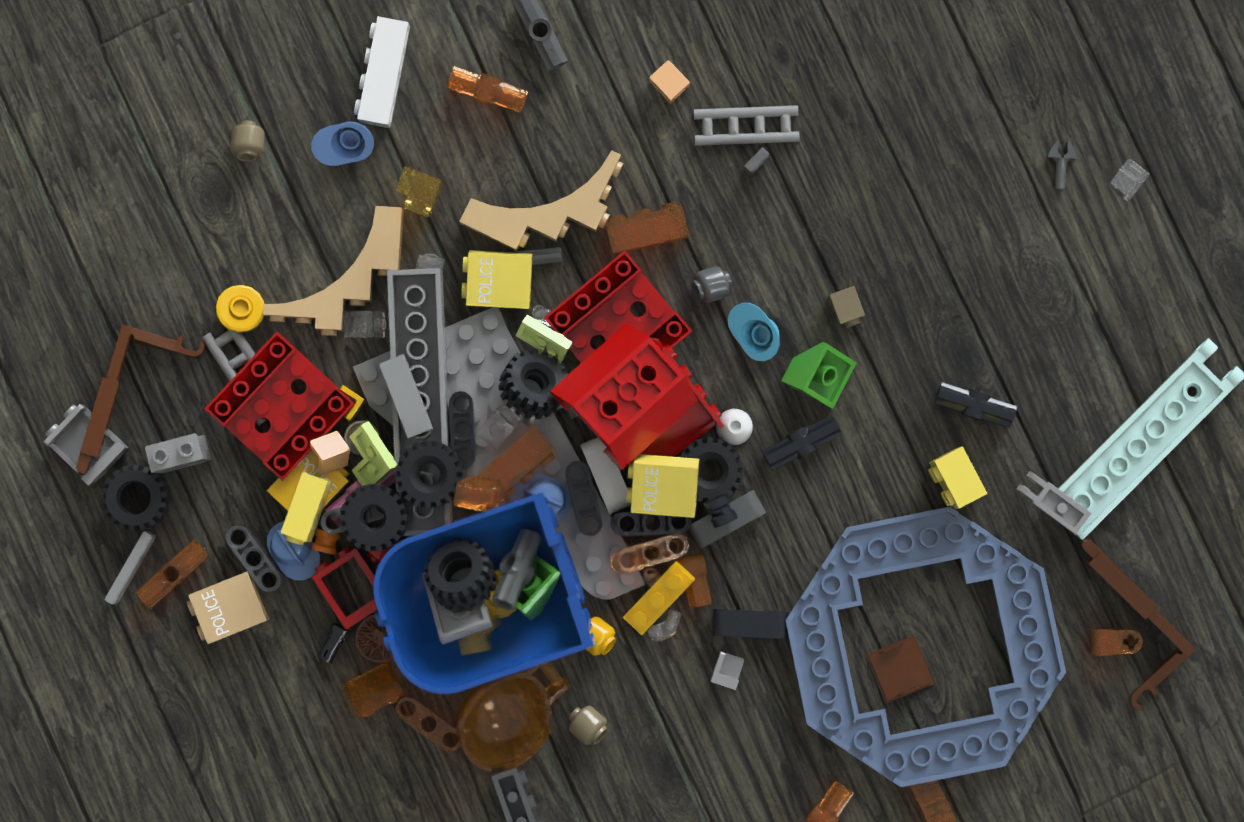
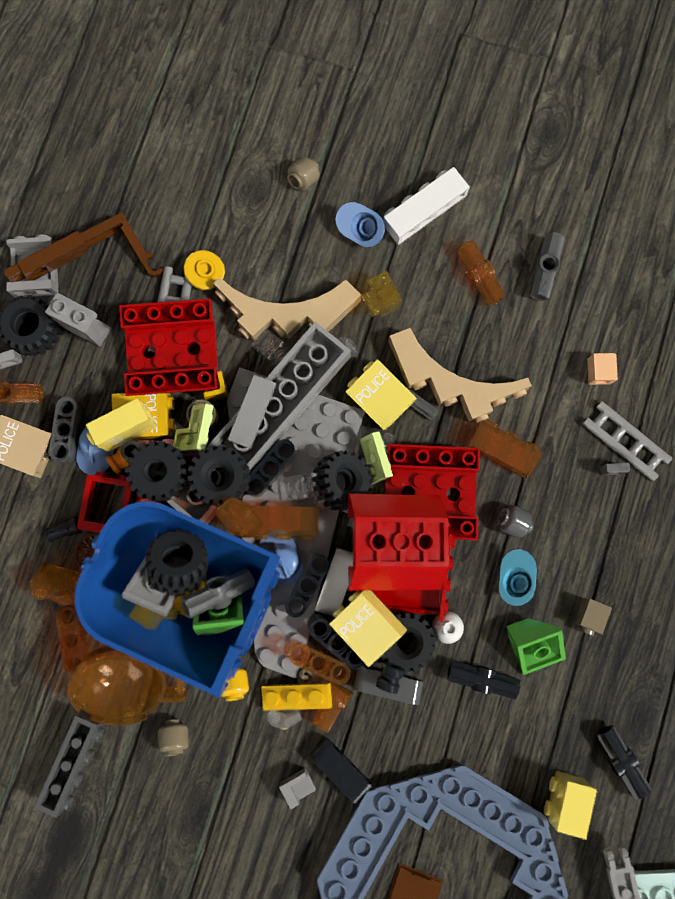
camera: 45 degrees right, 5 degrees down
(331, 451) = (172, 405): light nougat panel -> none

